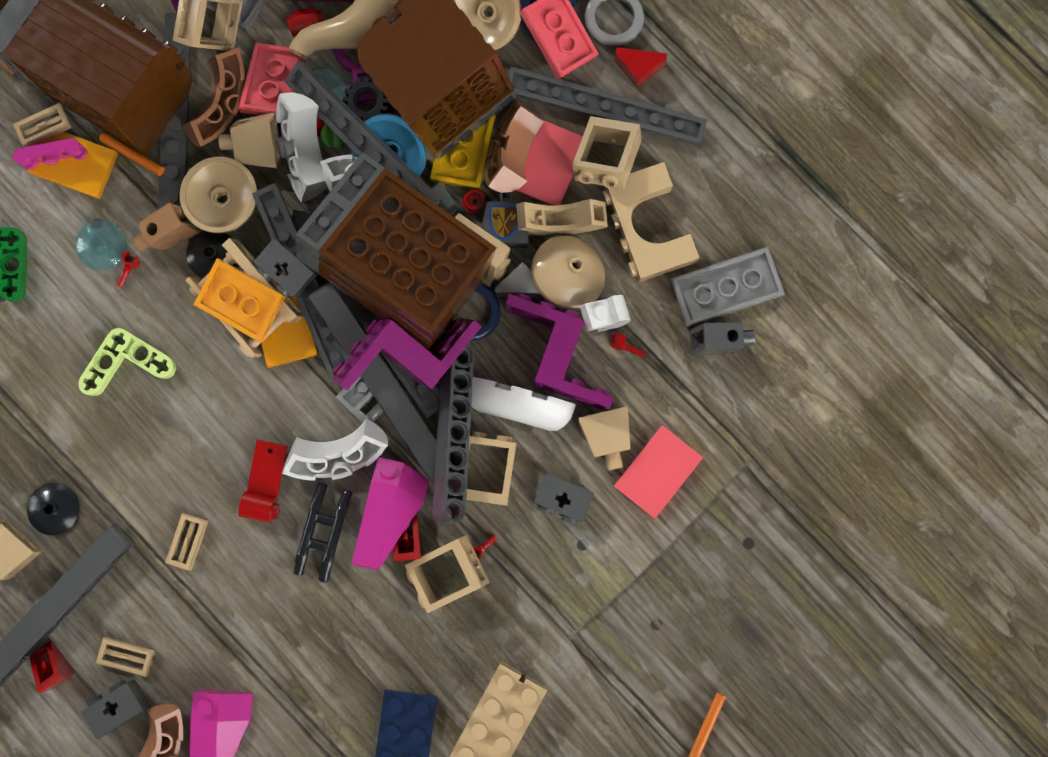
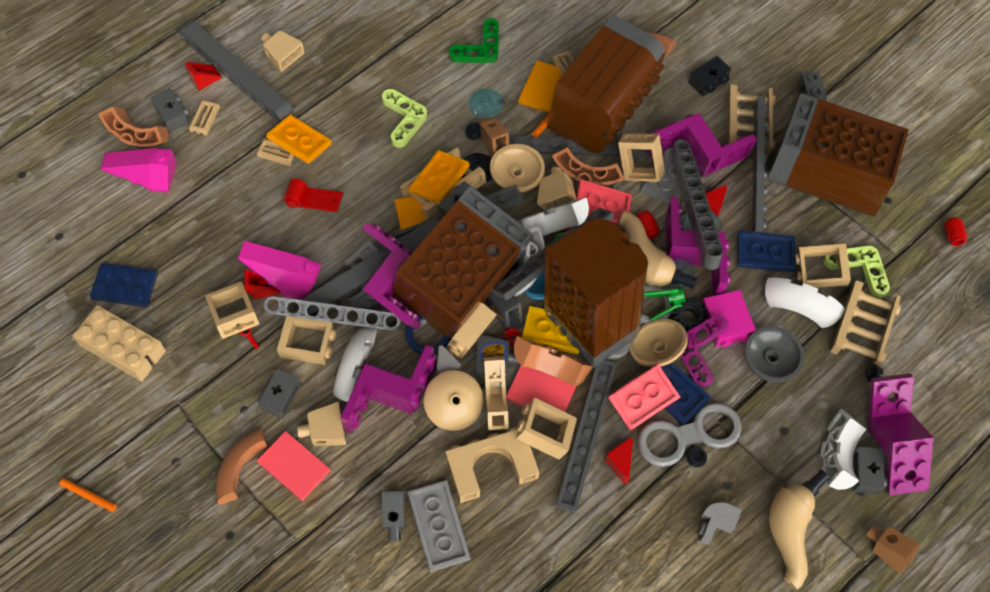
camera: 85 degrees right, 20 degrees down
(49, 153) = (547, 69): dark pink plate -> none
(65, 510) = (308, 83): black dish -> none
(127, 268) = (476, 116): red hand -> none
(151, 260) = (473, 131): none -> black plate
(165, 511) = (299, 139): none -> light orange tile
(336, 523) = (279, 240): black piece -> none
(338, 457) = (325, 239): white brick -> none
(605, 313) = (417, 422): white brick -> none
(618, 342) = (397, 438): red hand -> none
(657, 548) = (233, 462): none -> nougat brick

